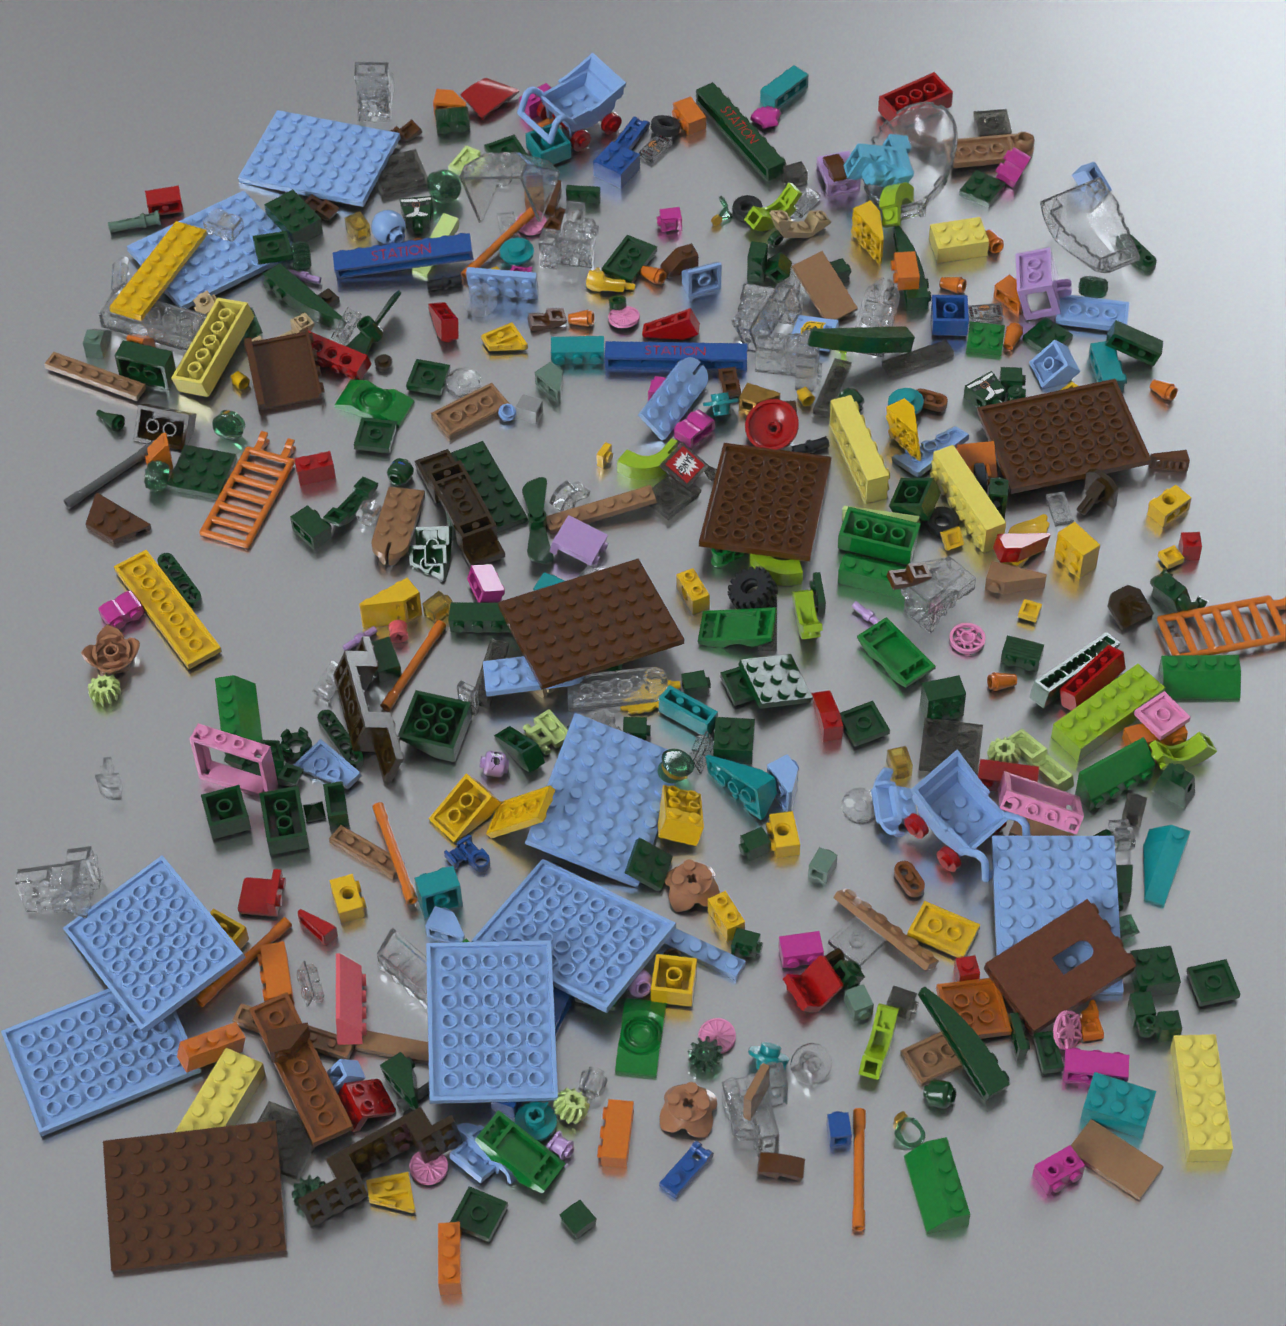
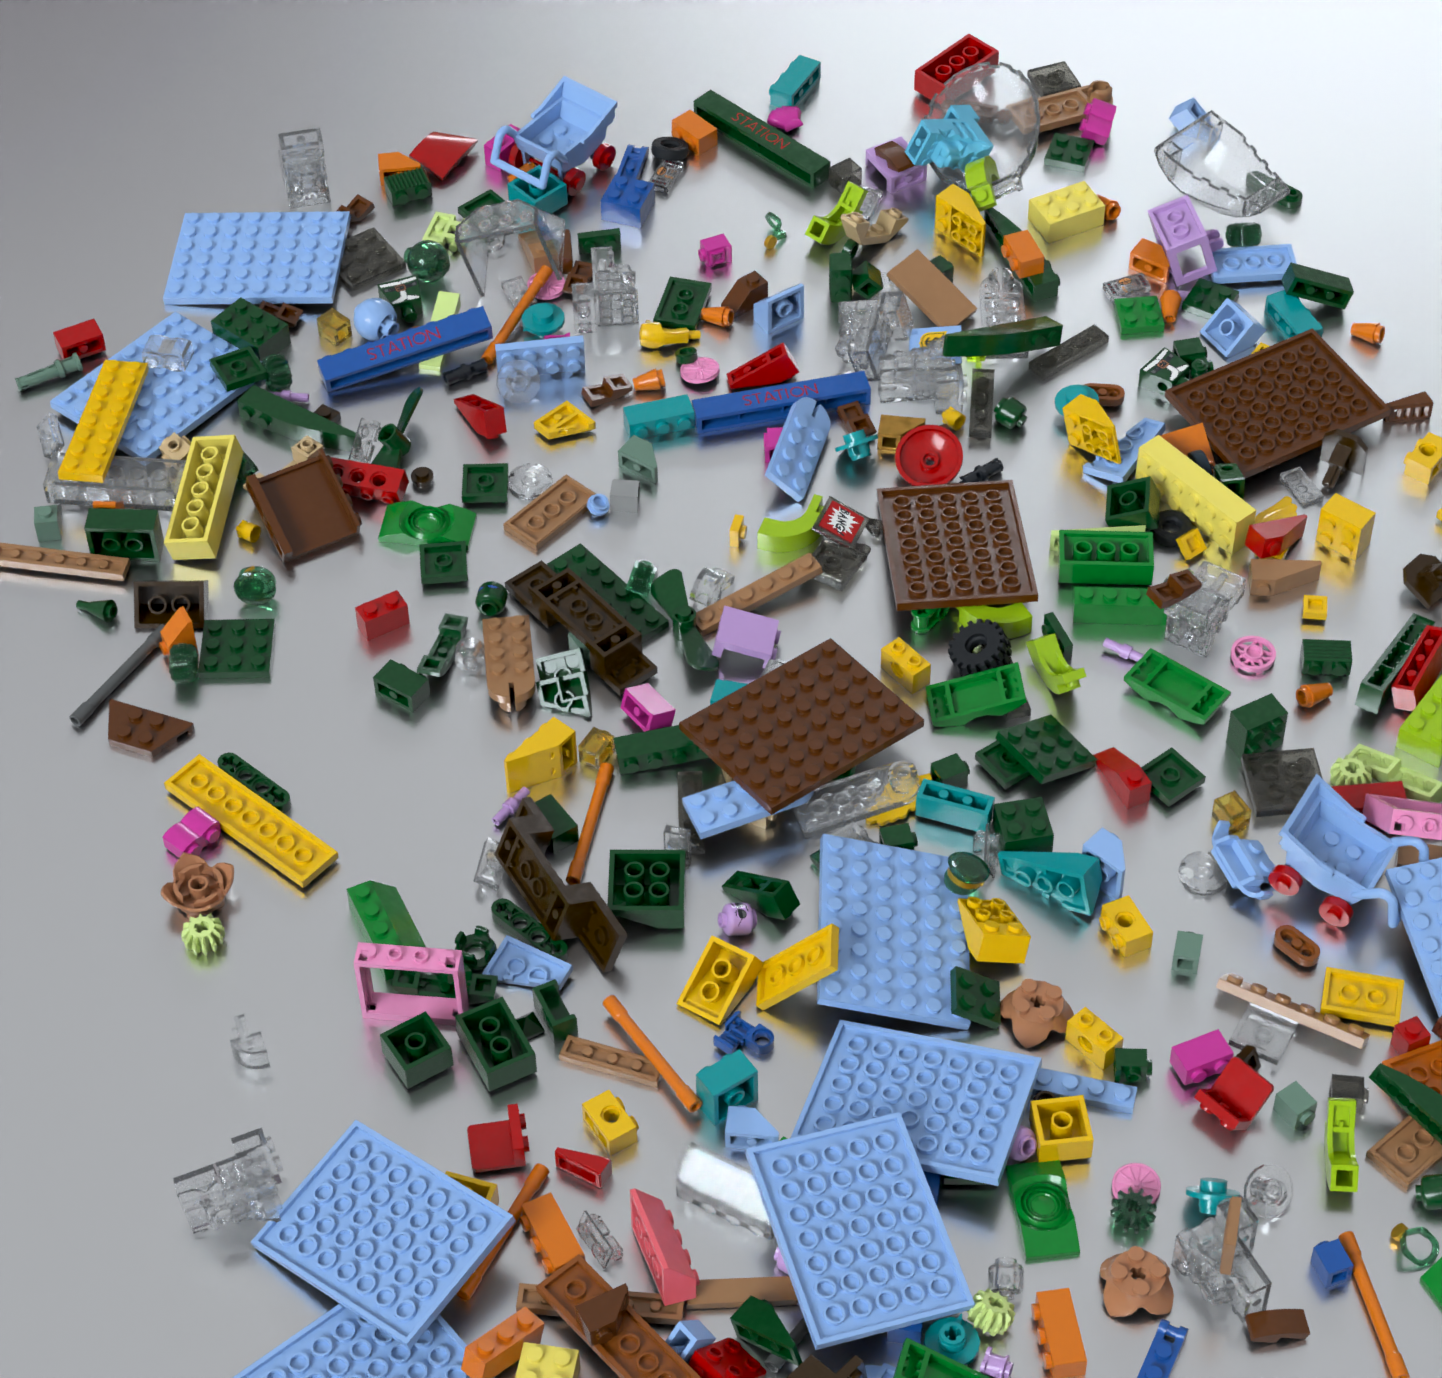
camera: 15 degrees left, 5 degrees down
(258, 450) = (334, 668): orange bar -> none
(398, 631) = (557, 785): coral wheel -> none
(518, 478) = (641, 577): none -> clear green slope
(550, 727) = (792, 862): yellowish green plate -> none
(694, 428) = (834, 478): dark pink brick -> none
(746, 200) = (797, 214): black tyre -> none
(755, 844) = (1095, 945): dark green brick -> none
(849, 973) = (1274, 1071): dark green brick -> none
(859, 449) = (1044, 464): light yellow brick -> none
(949, 315) = (1090, 295): blue brick -> none
(953, 284) = (1079, 262): orange cone -> none

